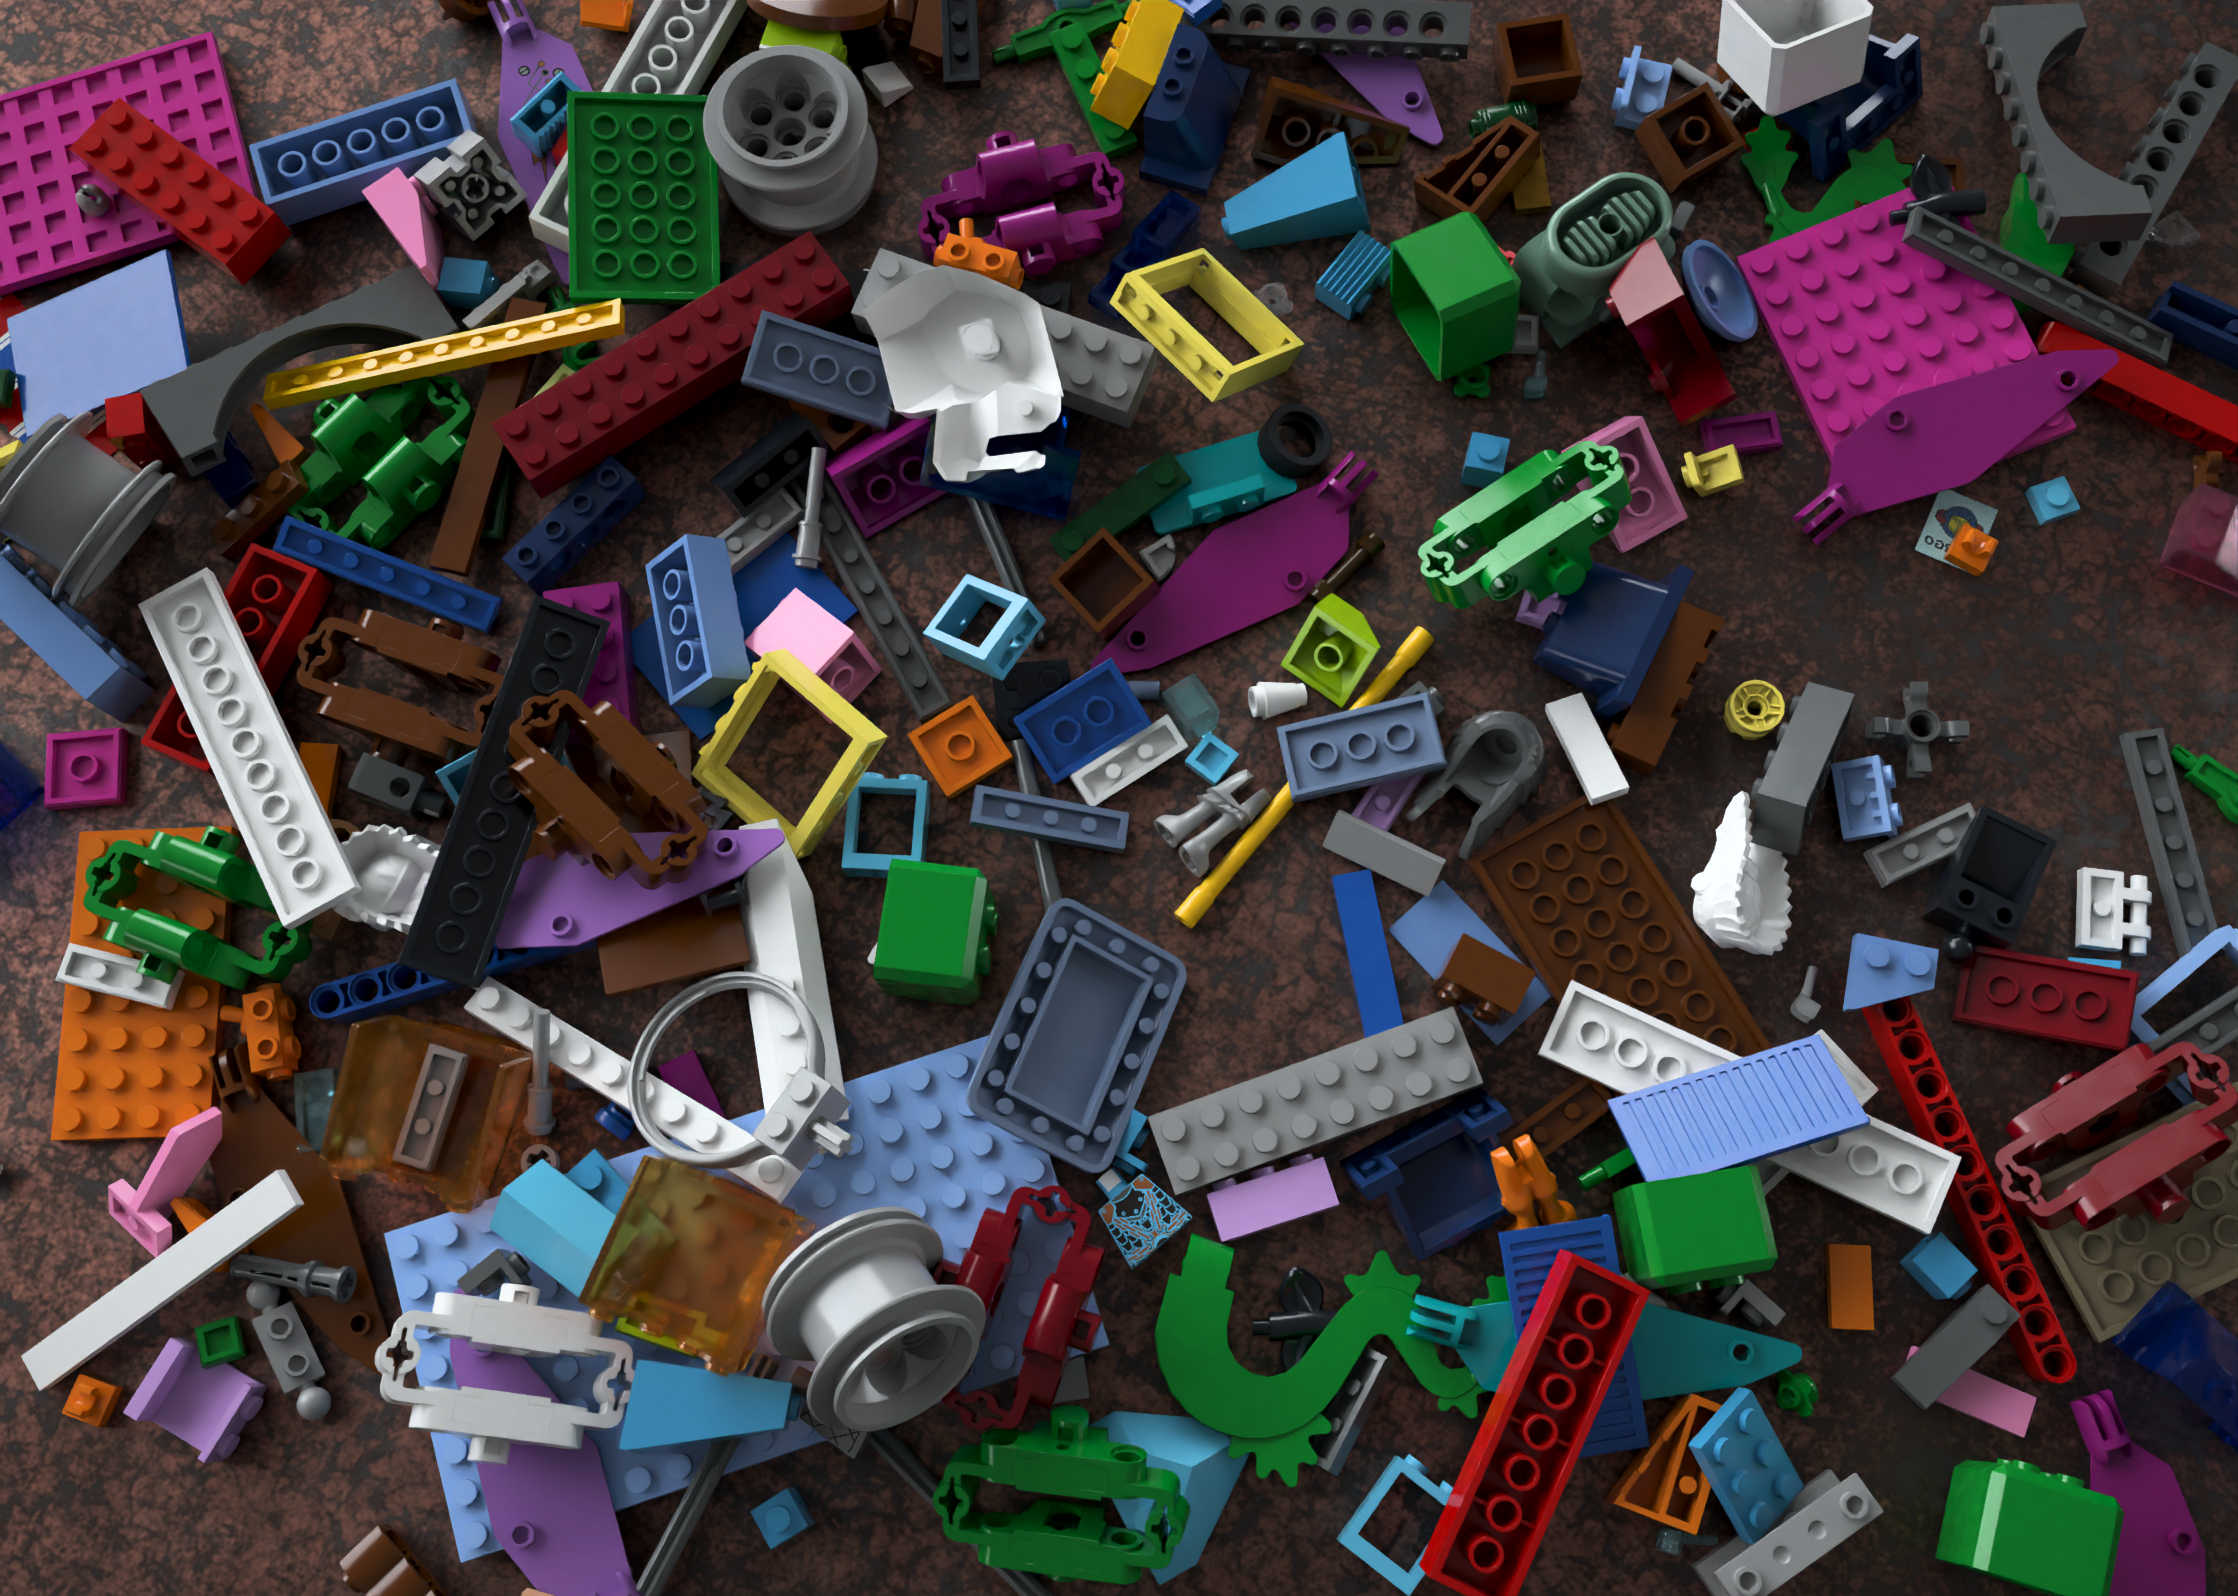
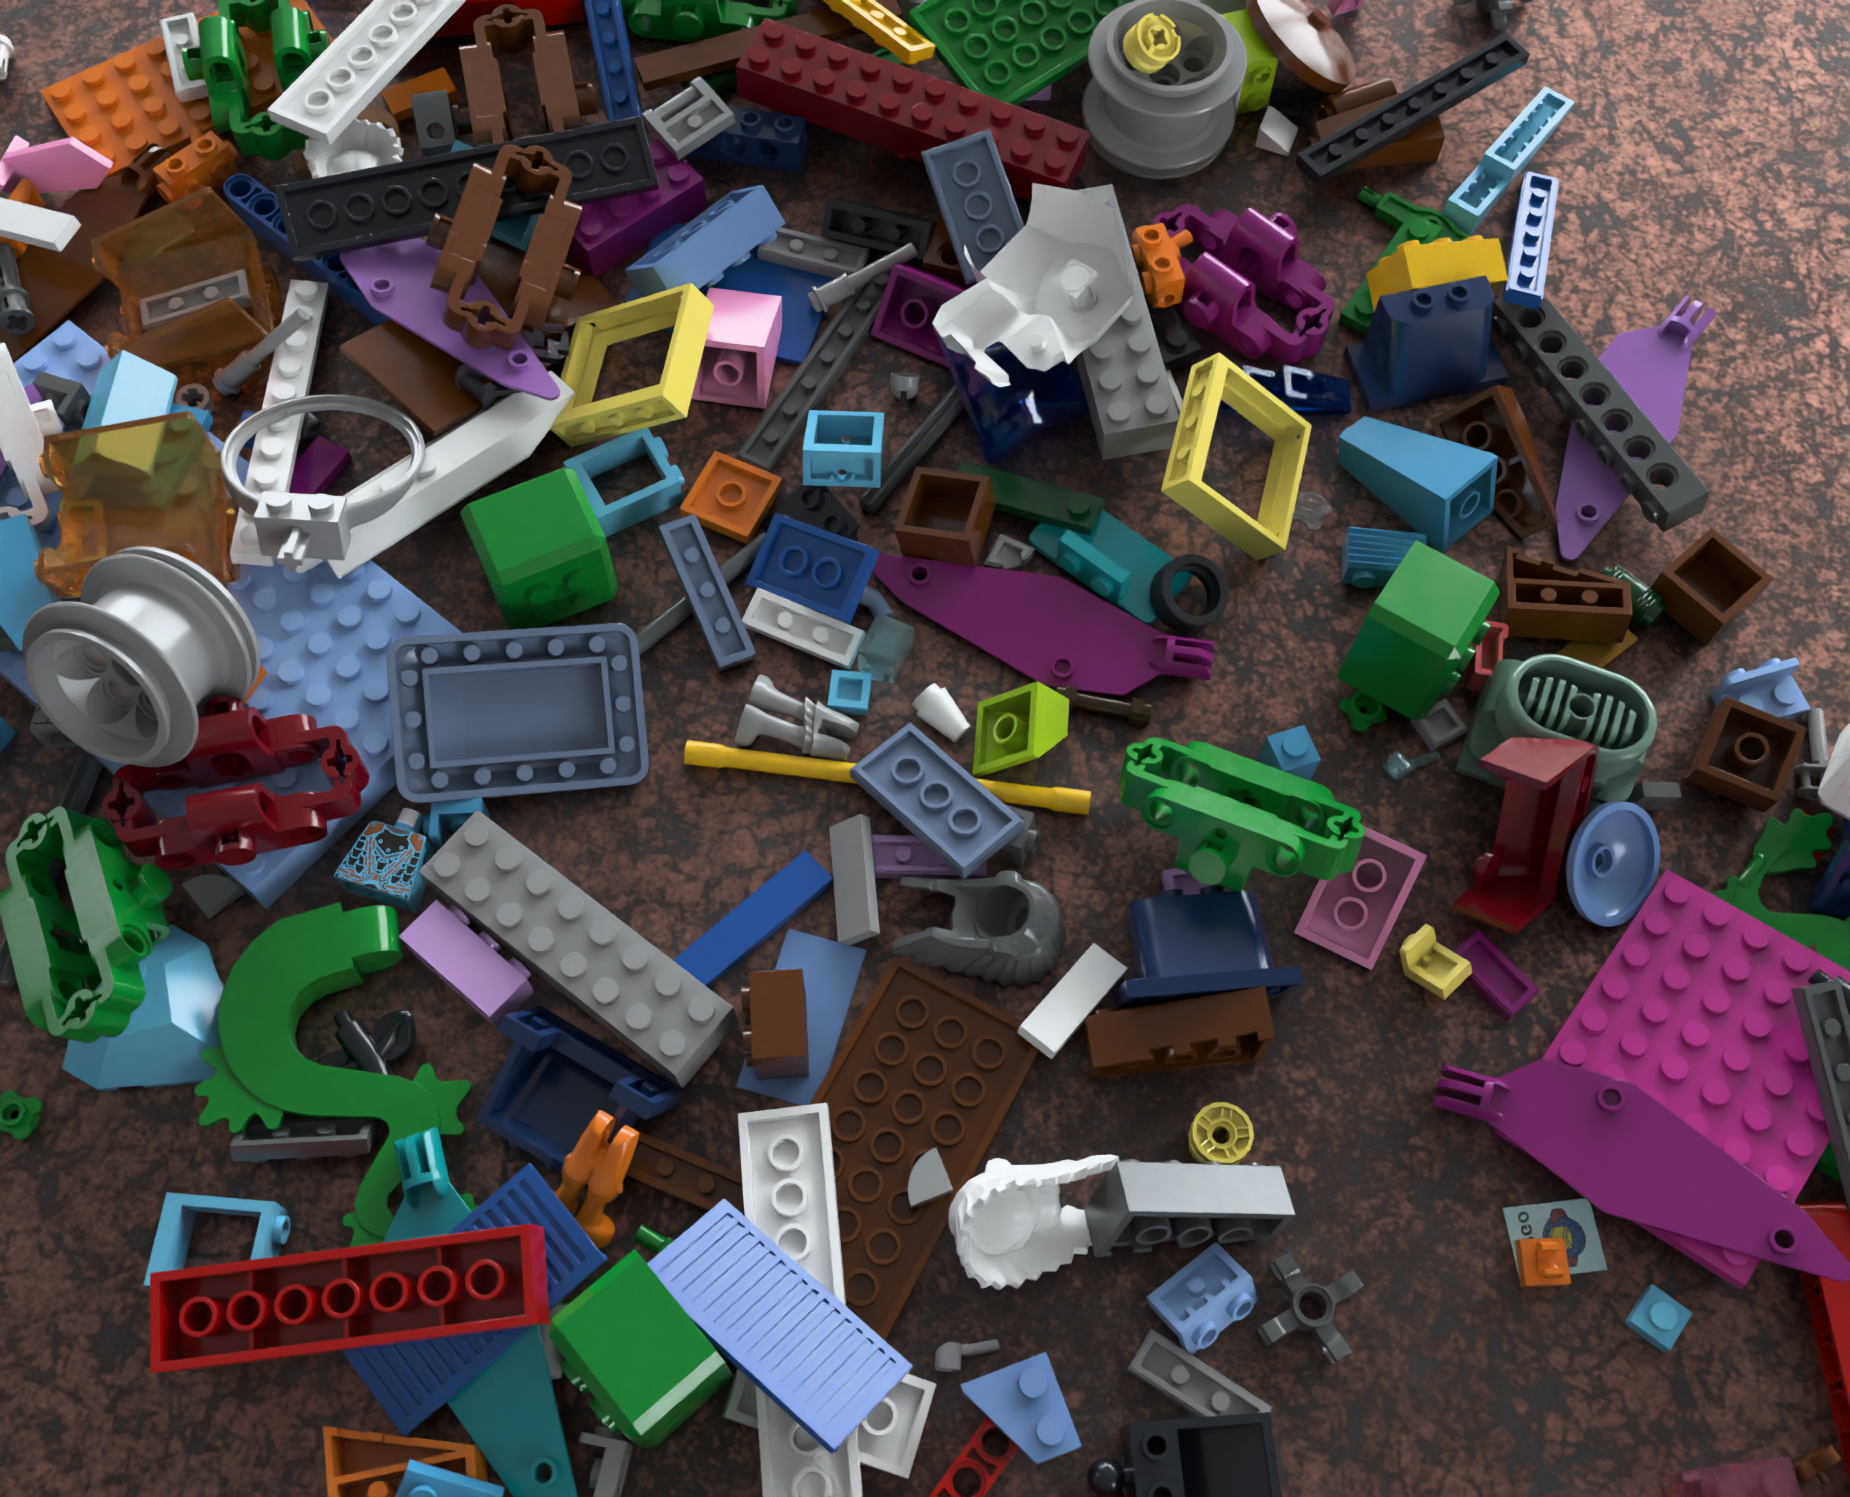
camera: 50 degrees right, 10 degrees down
(560, 555) = (692, 125): none -> light grey plate
(778, 122) = (1139, 44): none -> light yellow wheel
(939, 539) = (904, 382): none -> light grey hinge
(1670, 941) = (928, 1180): none -> light grey tile

